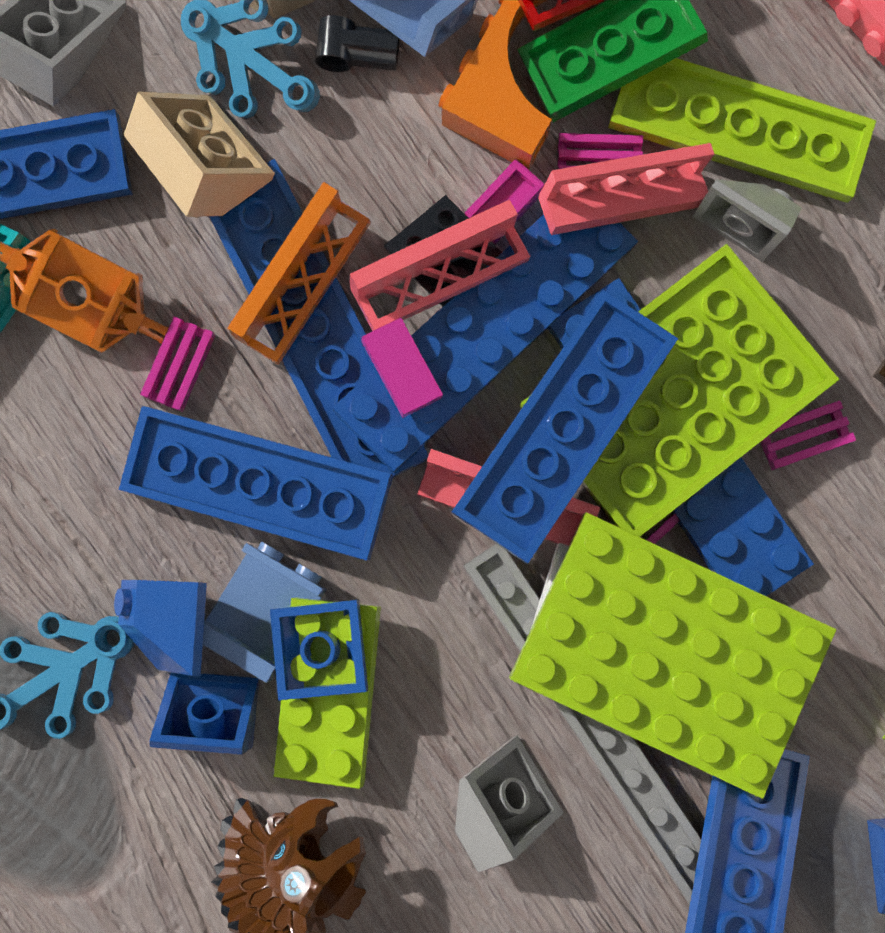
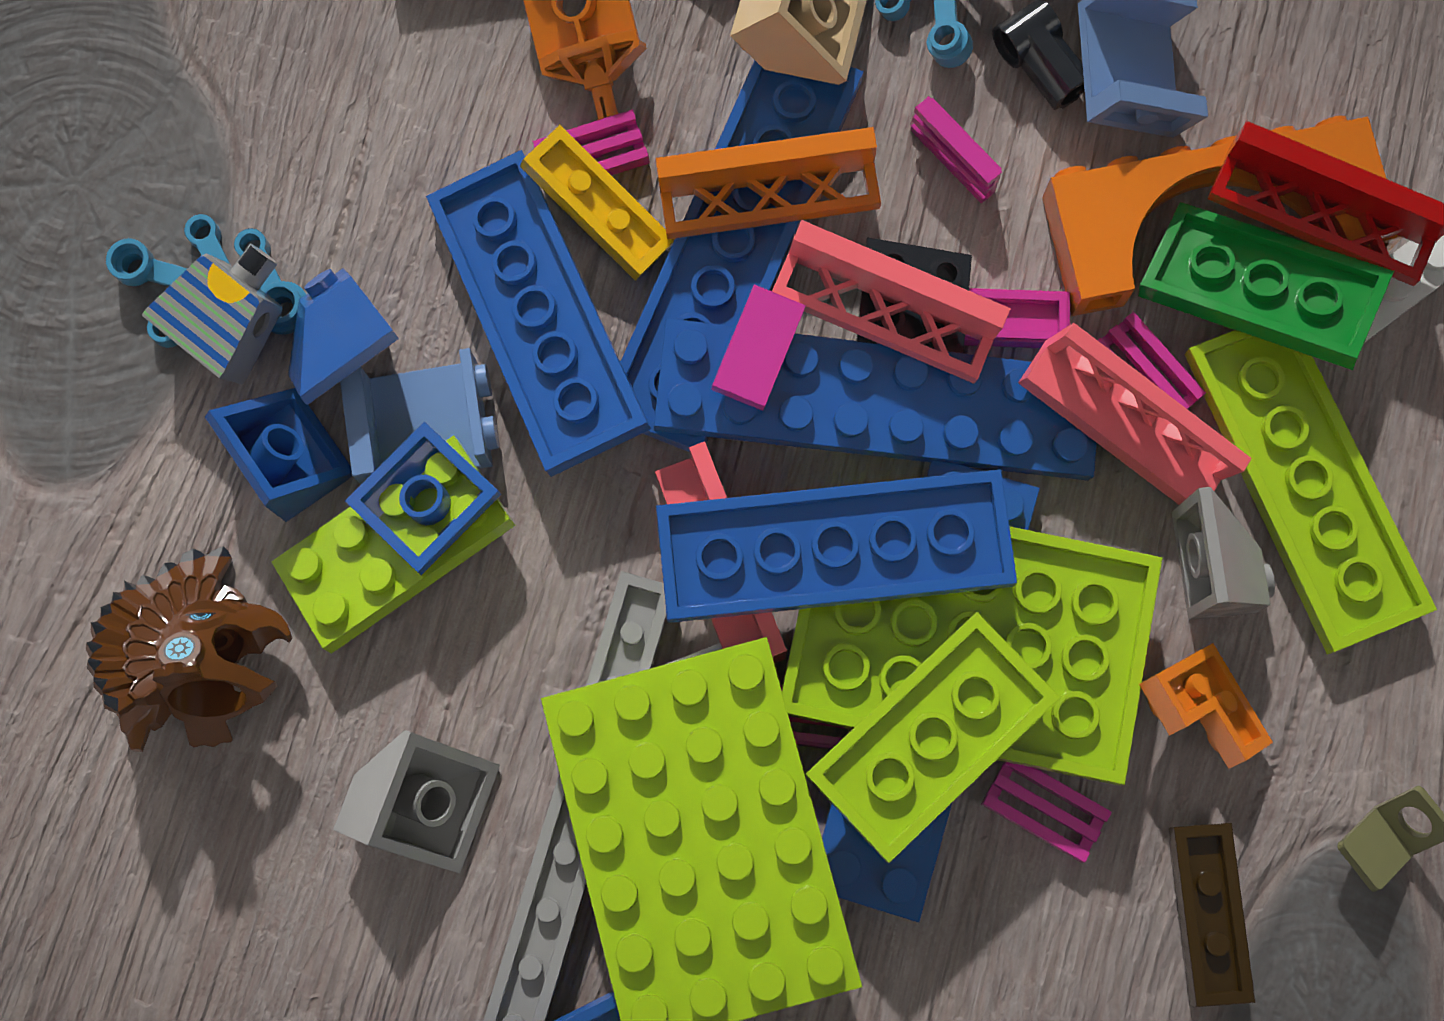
camera: 55 degrees right, 5 degrees down
(85, 682) = (220, 312): none -> torso
(217, 387) = (596, 202): none -> yellow plate
(371, 147) = (955, 149): none -> dark pink tile
(726, 465) = (932, 737): none -> lime plate
(820, 291) = (1207, 691): none -> orange plate

